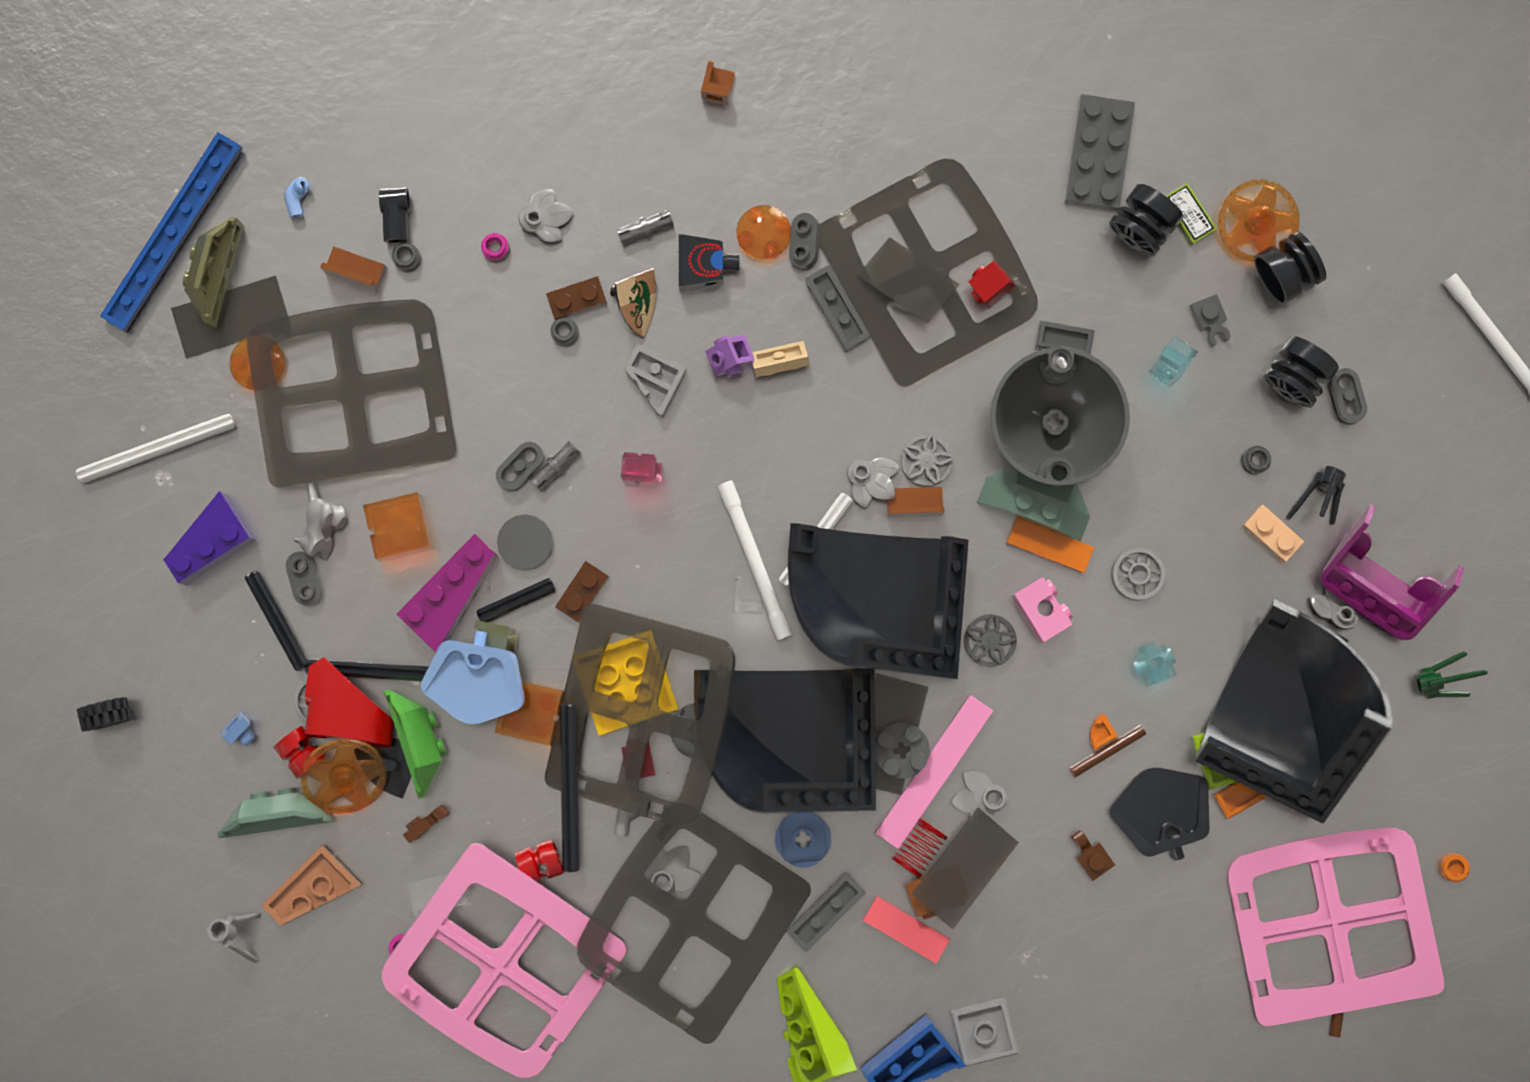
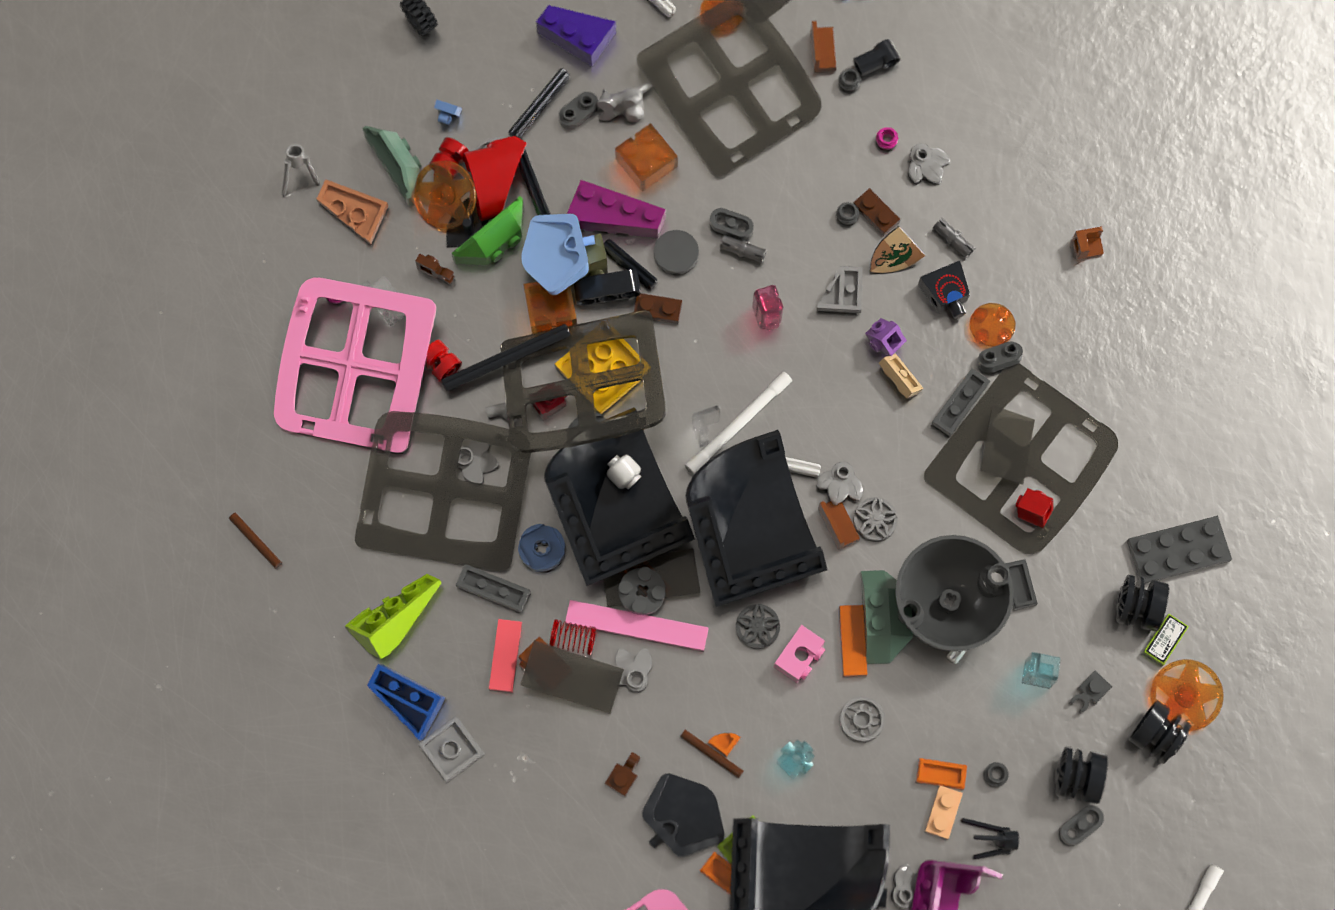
camera: 65 degrees right, 10 degrees down
(536, 637) = (607, 287): none -> black beam
(760, 712) = (623, 471): none -> white head
(1231, 516) = (941, 773): none -> orange tile

